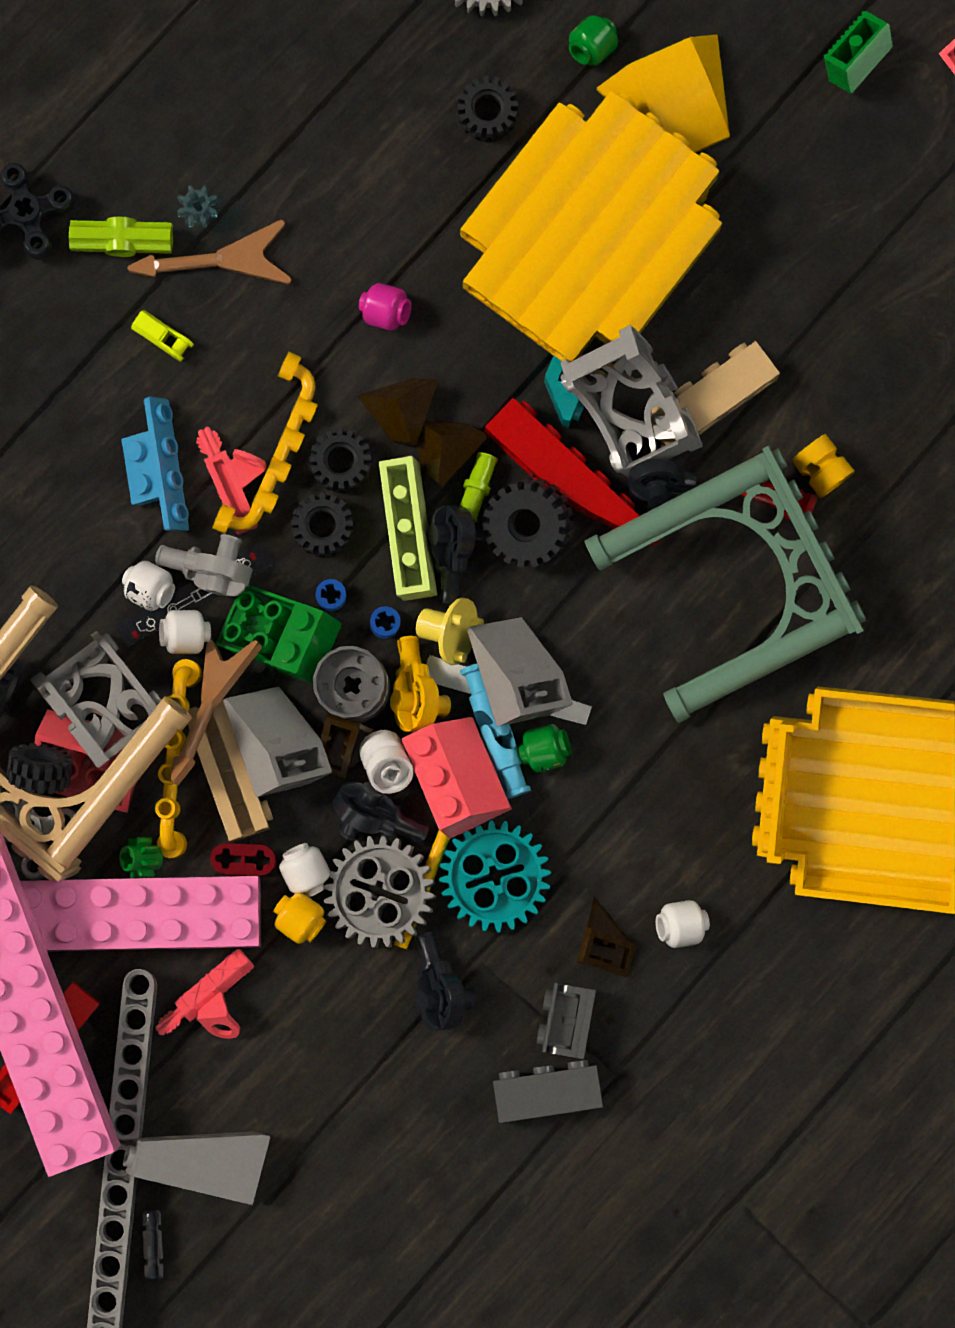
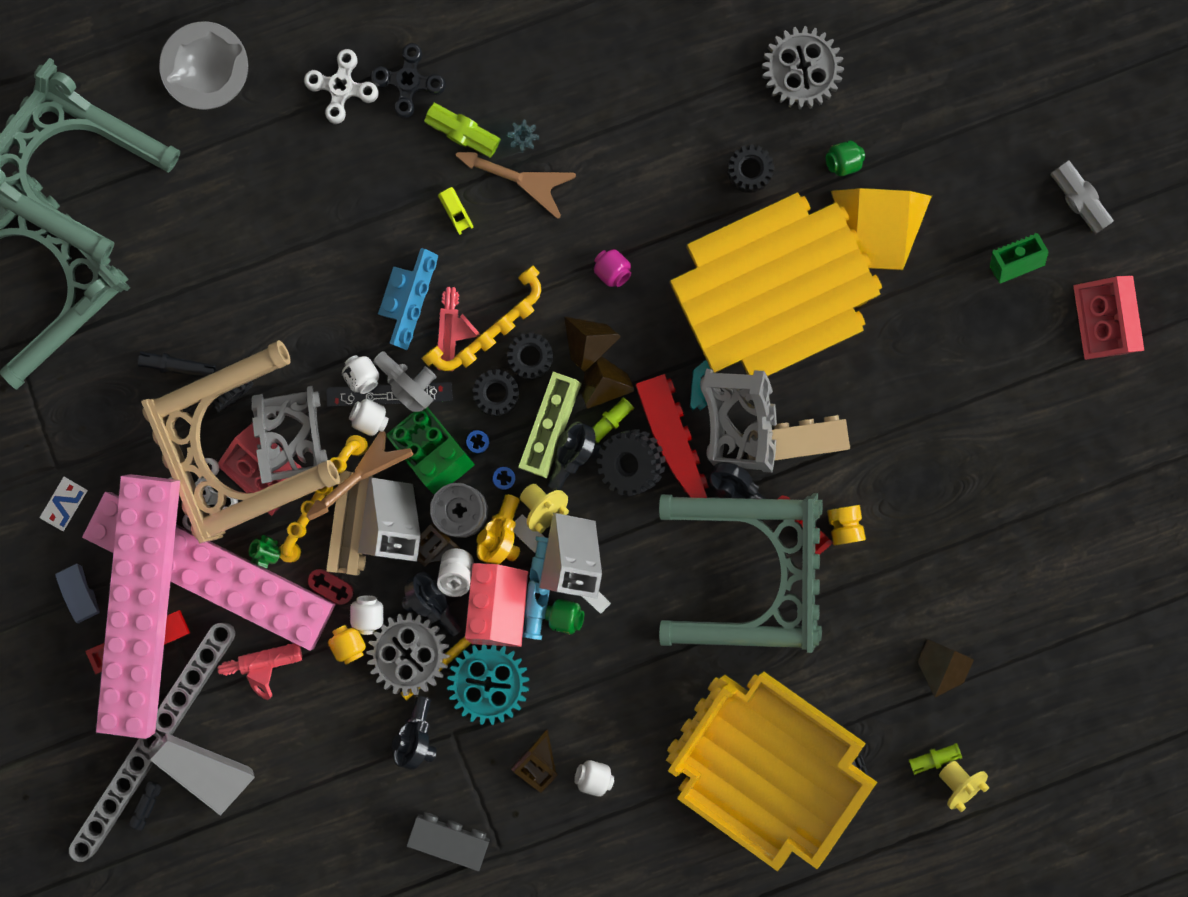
camera: 30 degrees right, 5 degrees up
(39, 768) = (225, 462): black tyre -> none
(567, 1020) = (486, 802): dark grey hinge -> none

